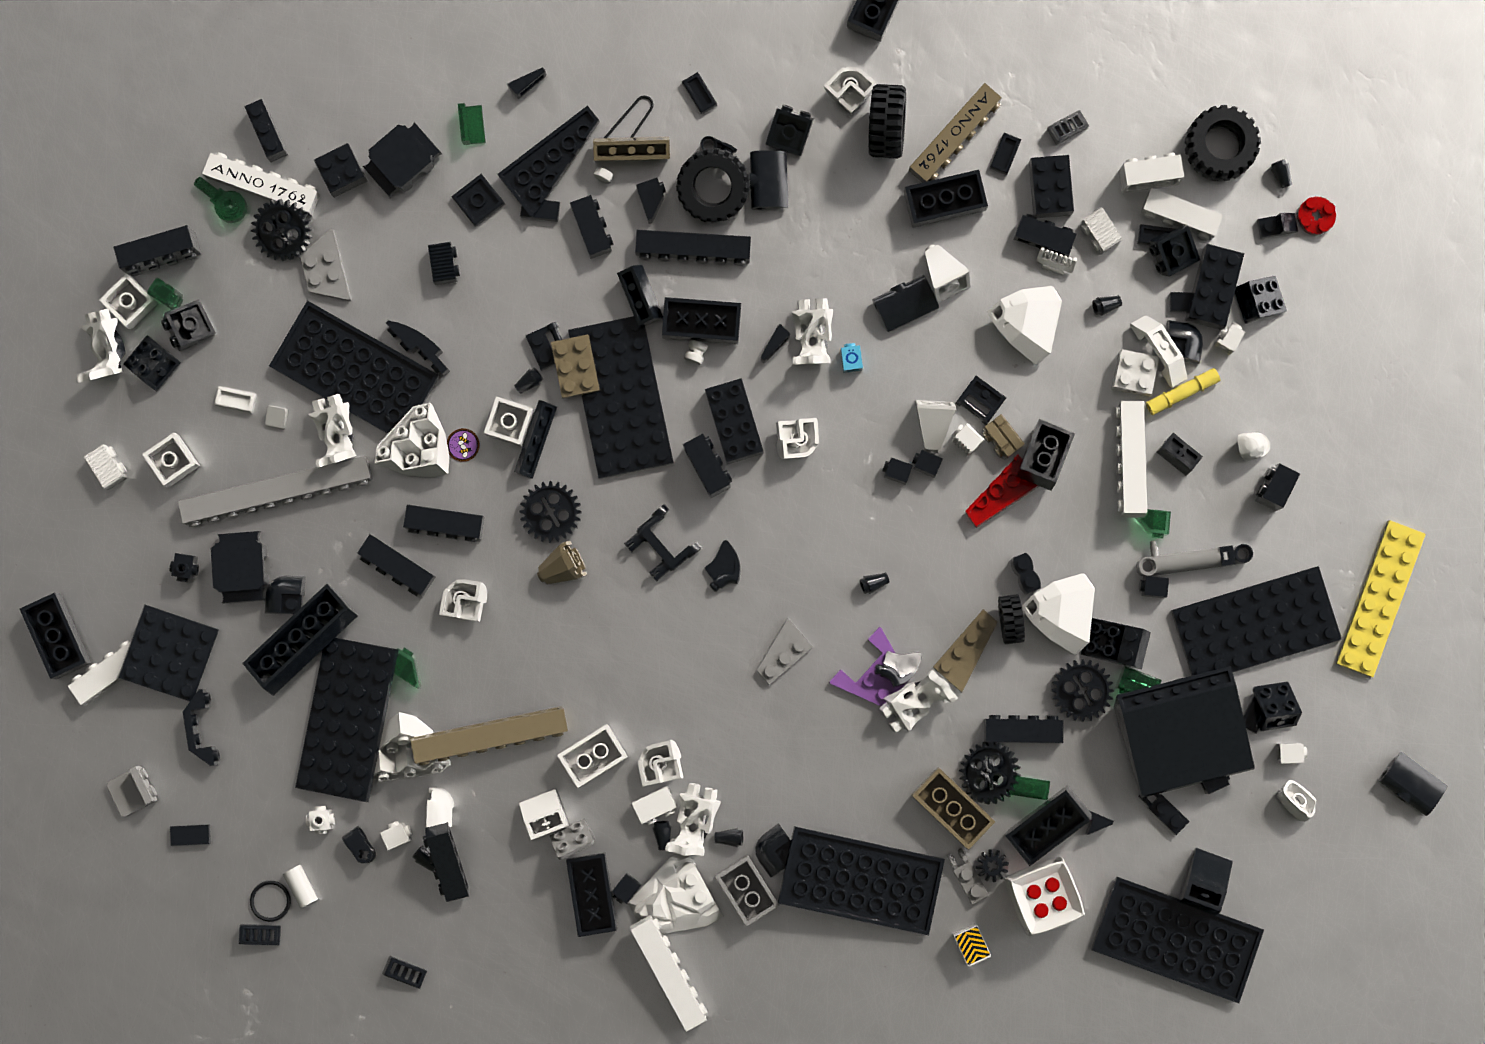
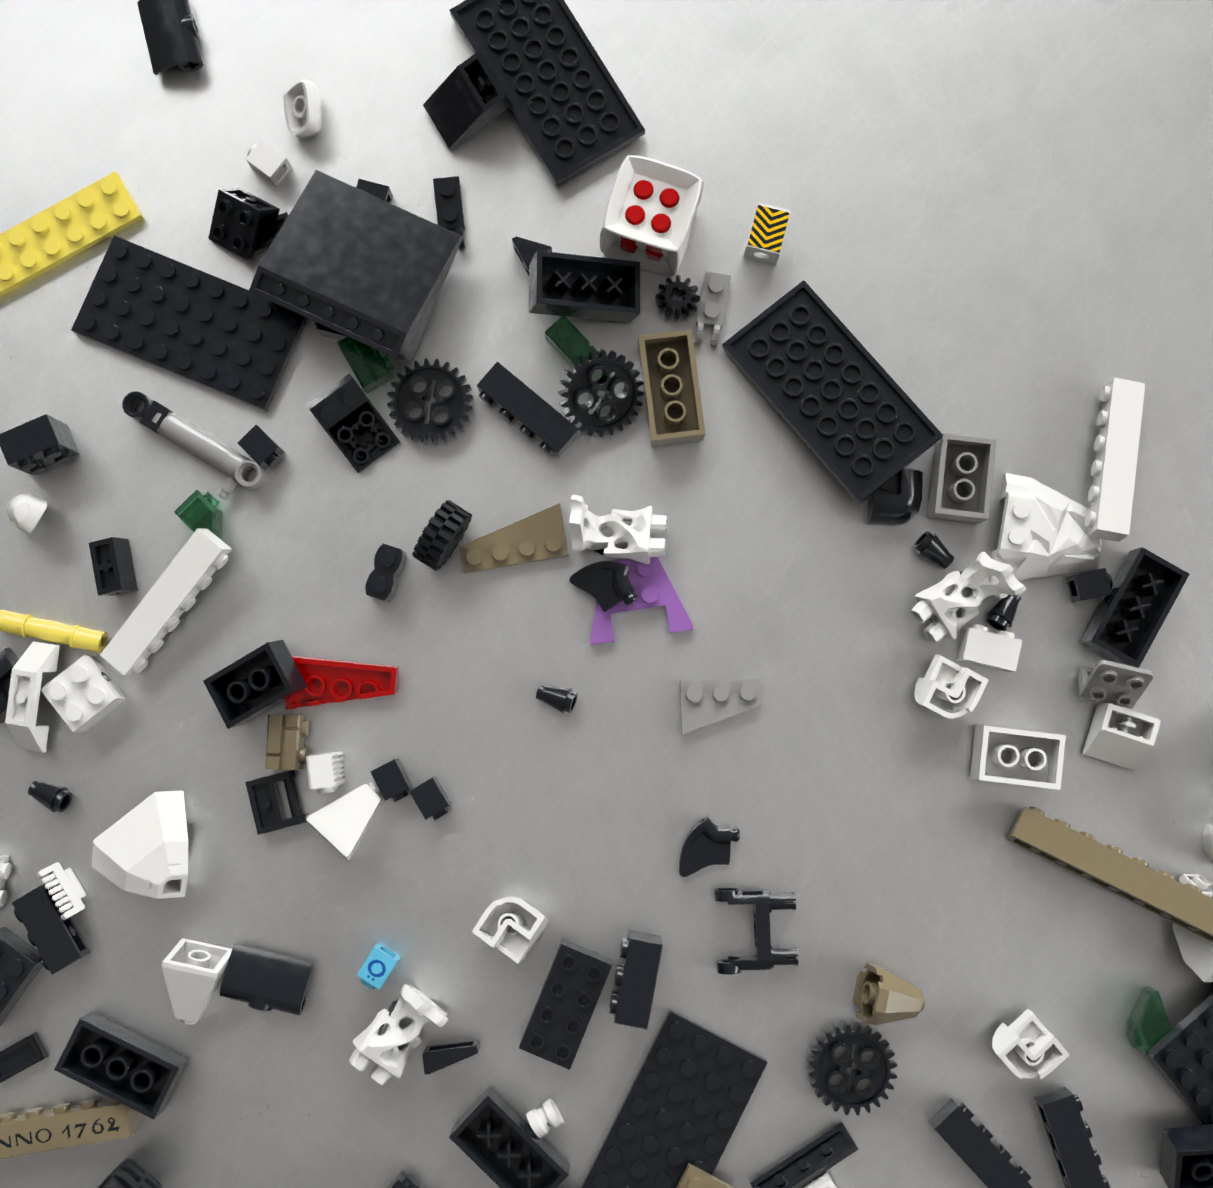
camera: 145 degrees left, 0 degrees up
(1064, 611) = (379, 498): white brick -> none

